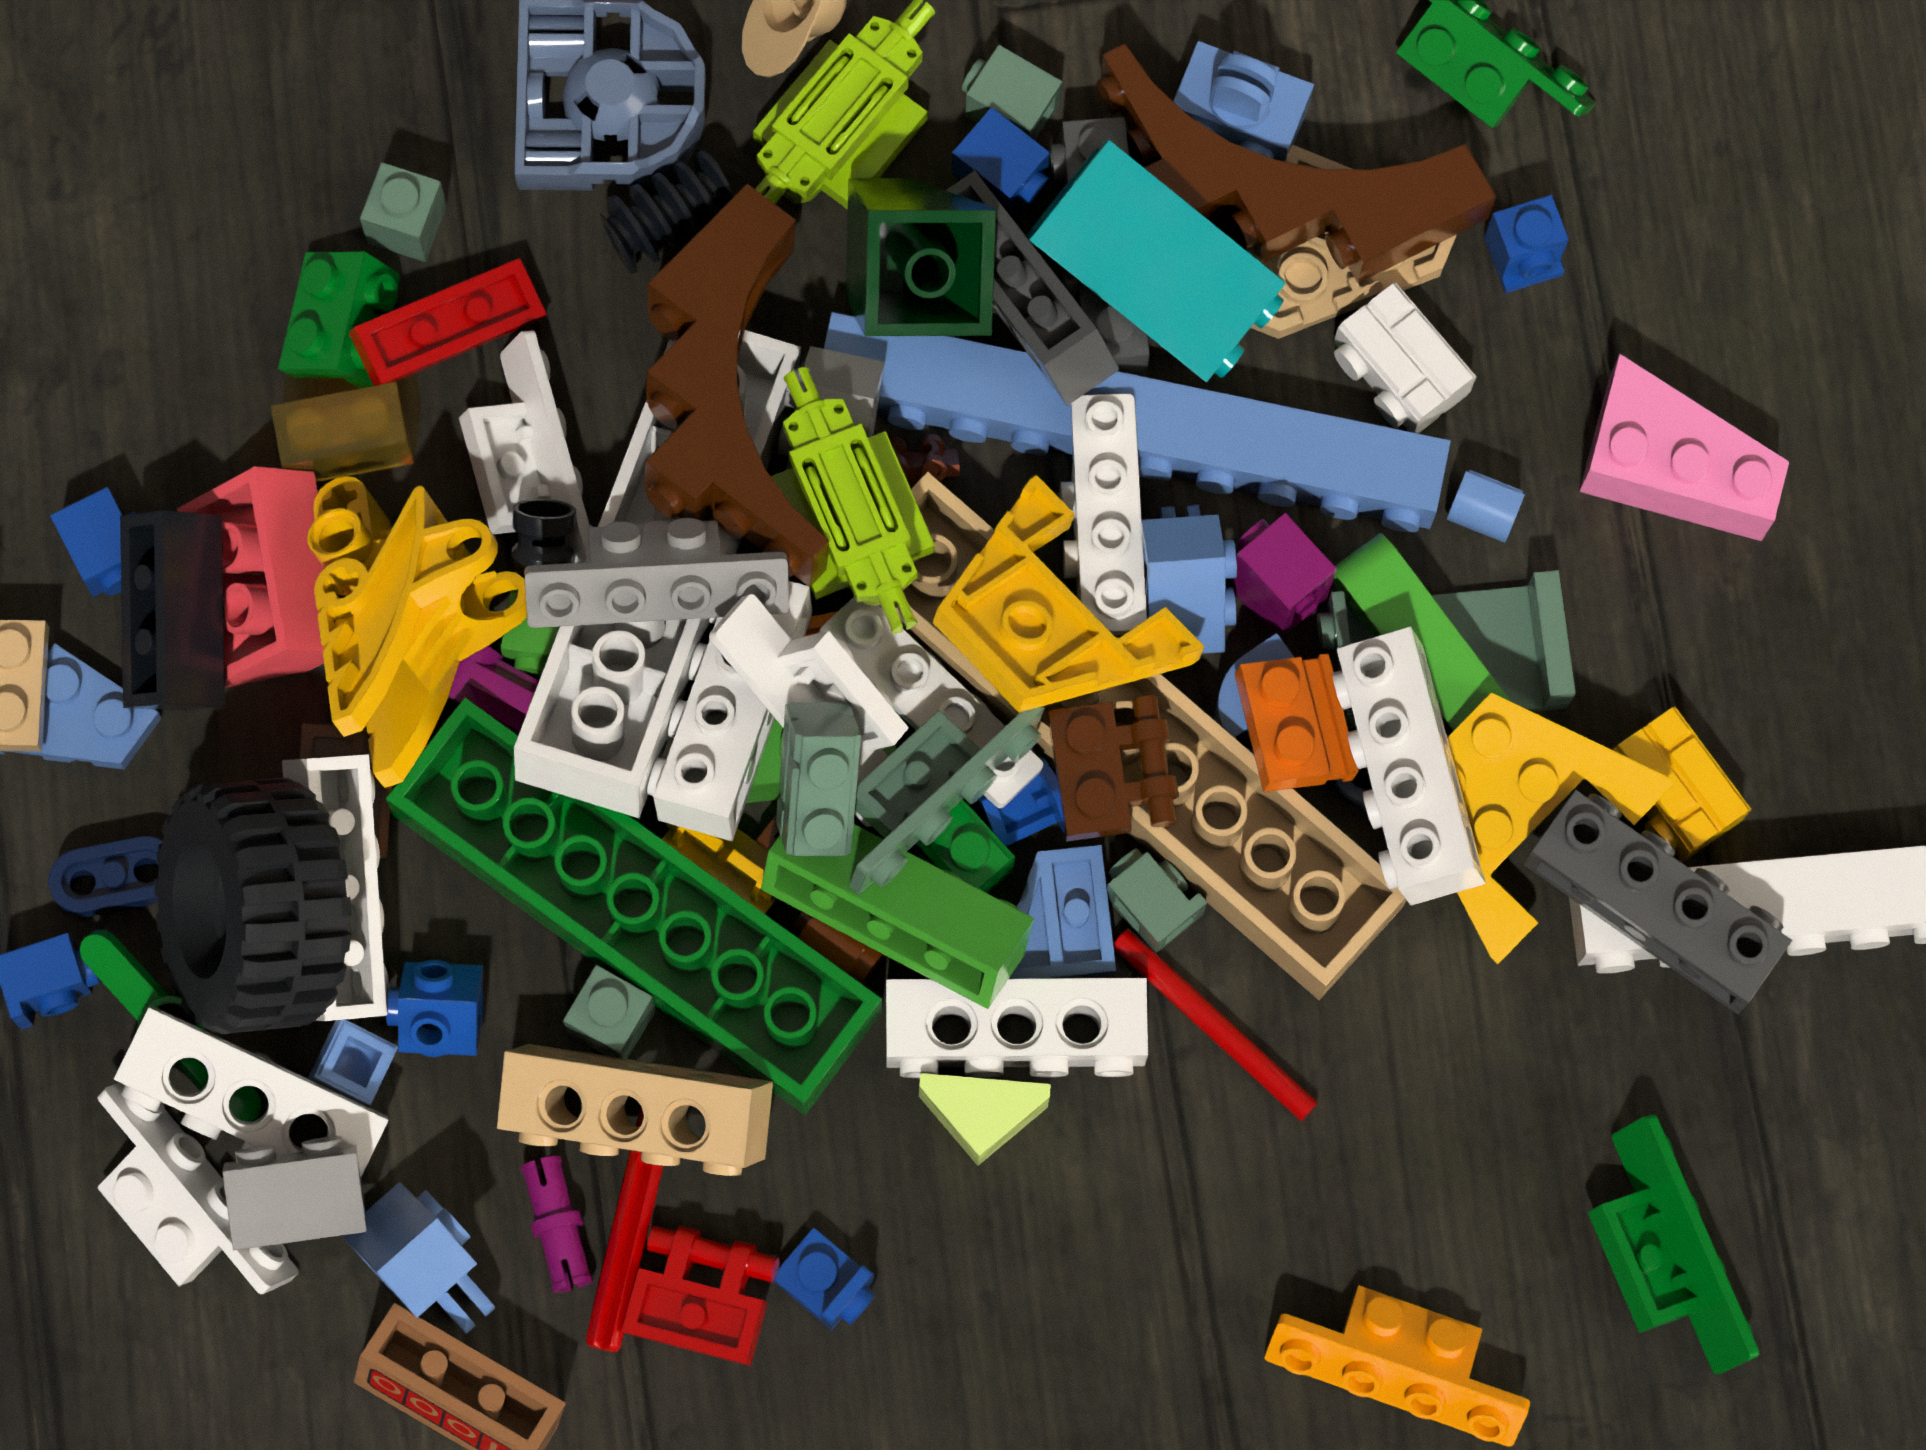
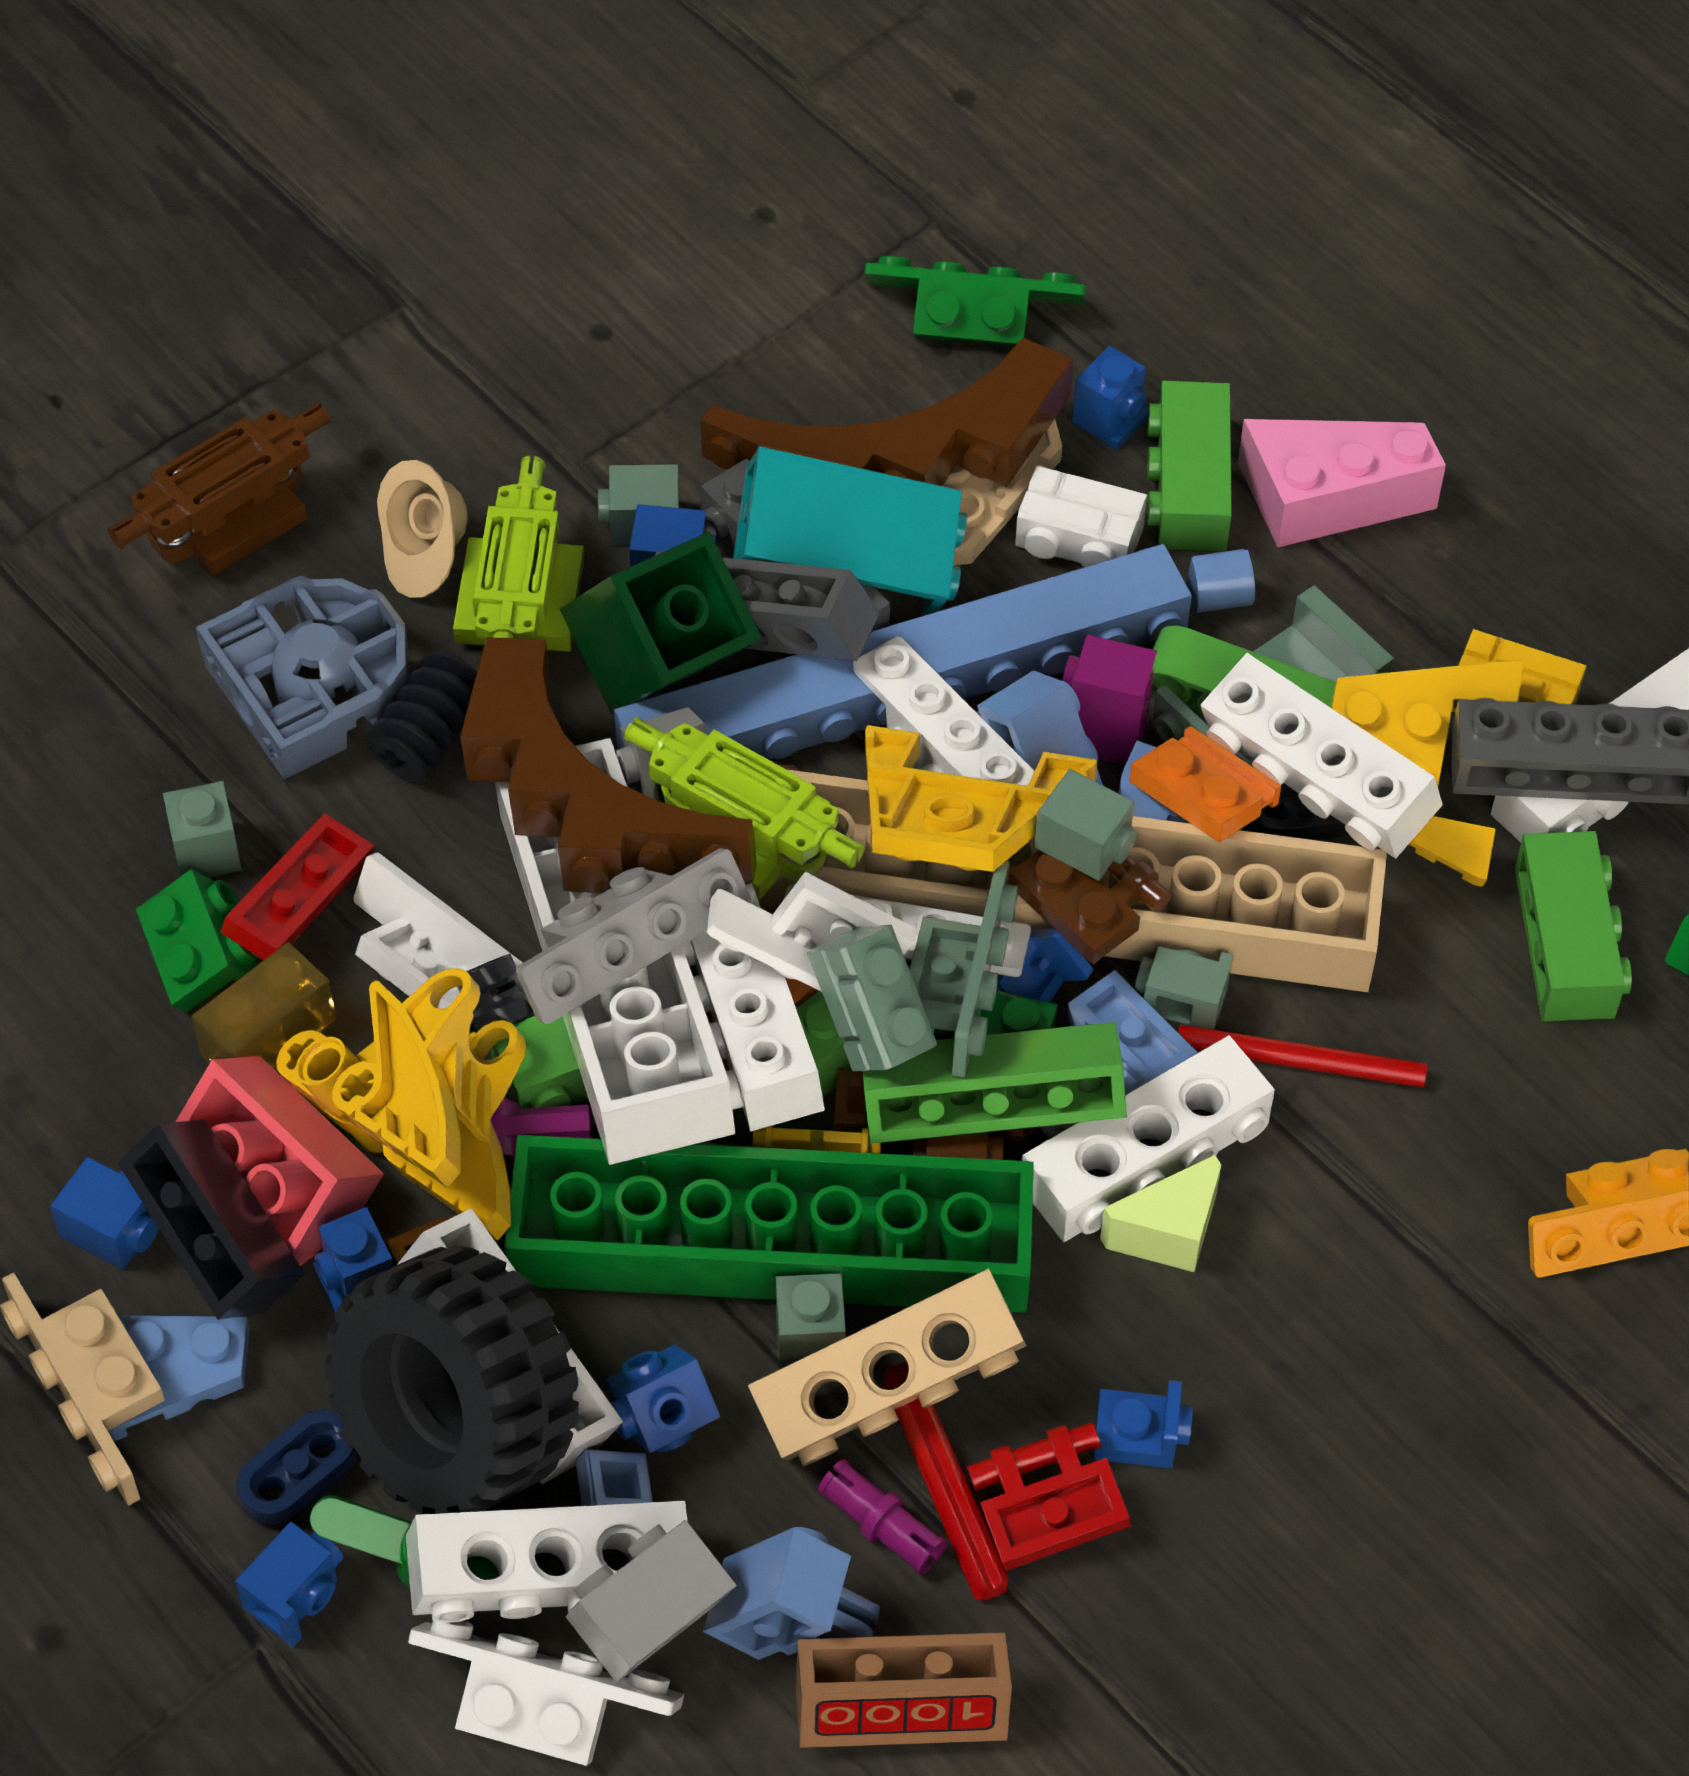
camera: 30 degrees left, 20 degrees down
(271, 720) = (349, 1255): none -> blue brick
(1131, 719) = (1085, 825): none -> sand green brick
(1244, 100) = (825, 395): medium blue brick -> none
(1544, 1055) = (1571, 926): none -> bright green brick
(1550, 361) = (1191, 466): none -> bright green brick

